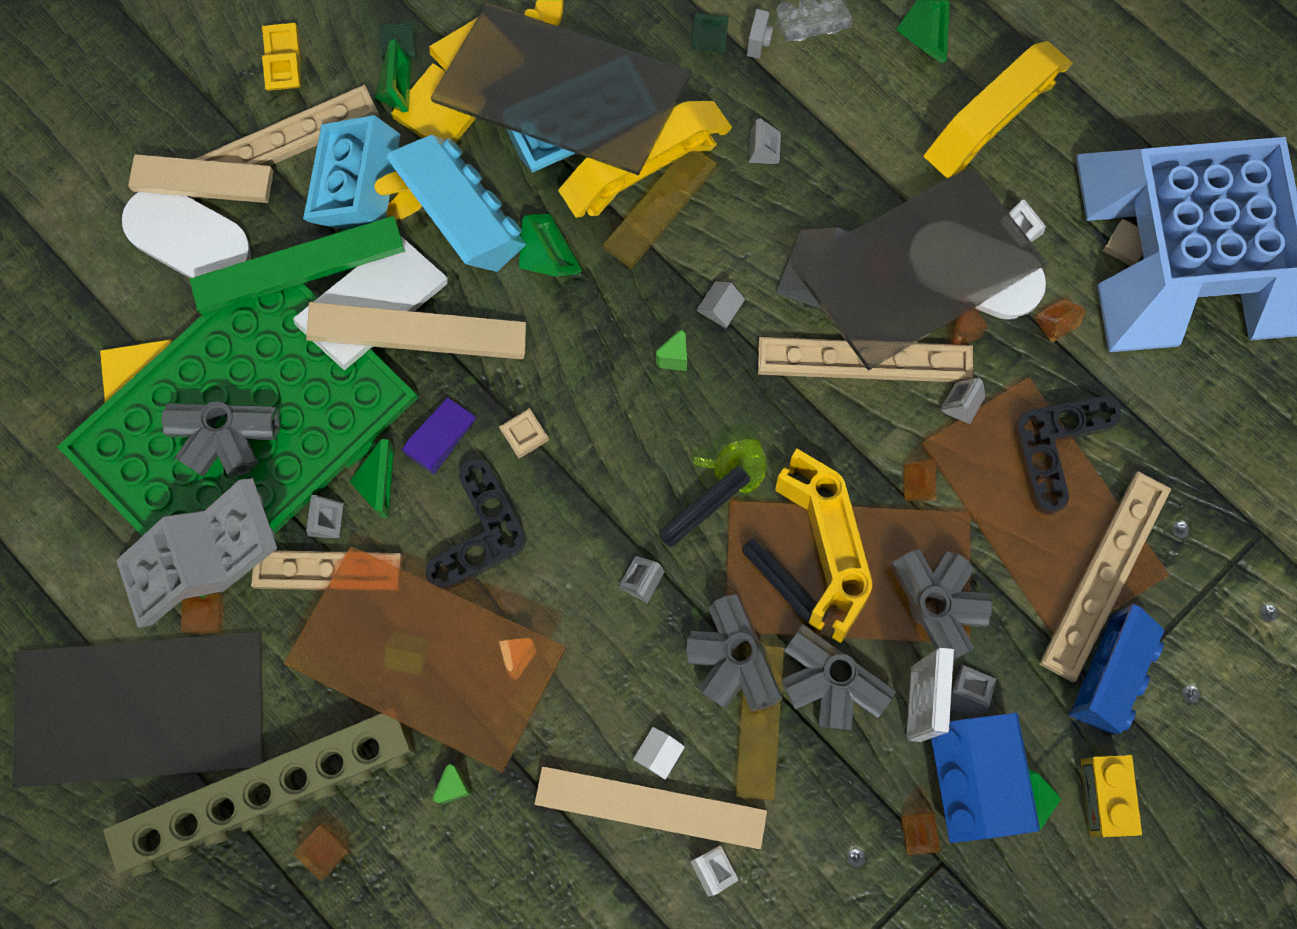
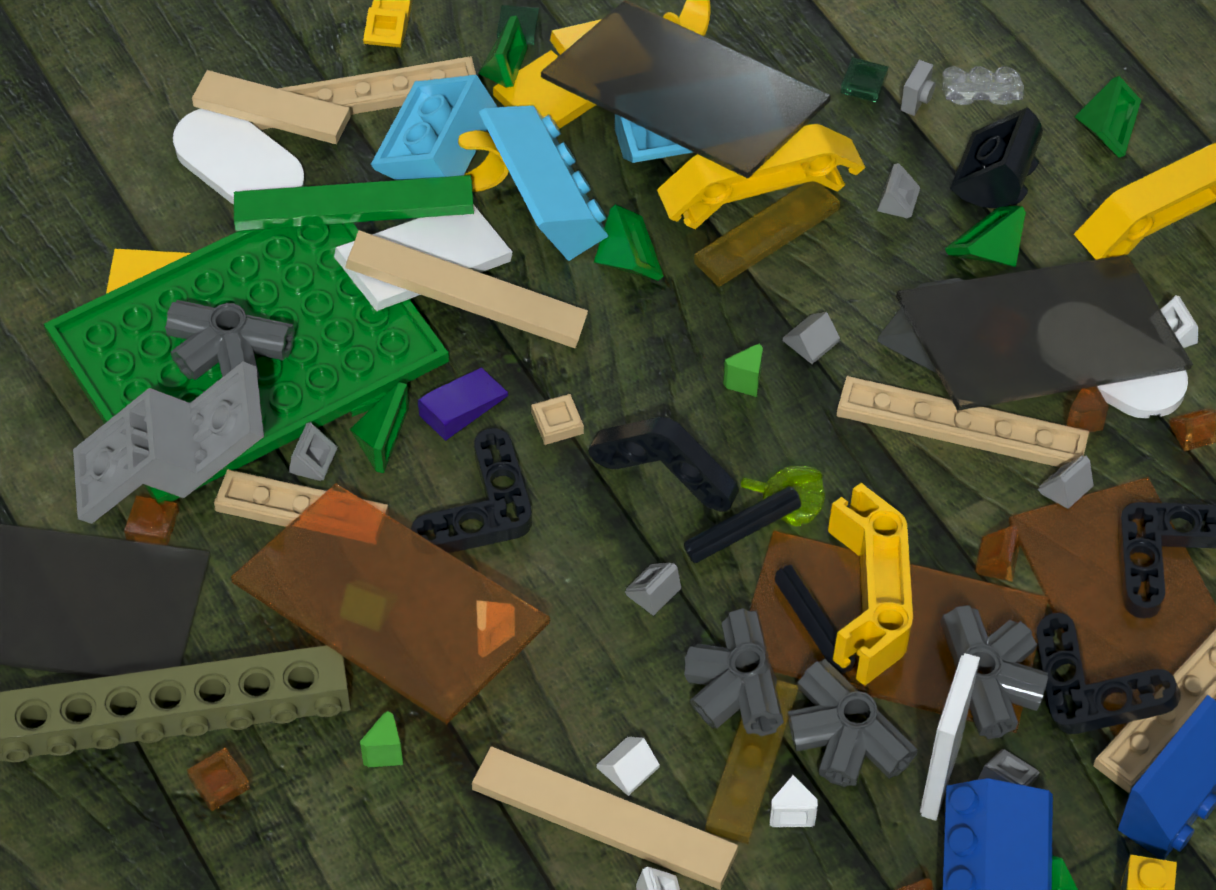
camera: 10 degrees right, 20 degrees down
(627, 456) = (672, 445): none -> black beam
(804, 764) = (793, 806): none -> white slope
(844, 95) = (999, 161): none -> black brick
(852, 170) = (993, 238): none -> green slope
(1027, 605) = (1091, 697): none -> black beam

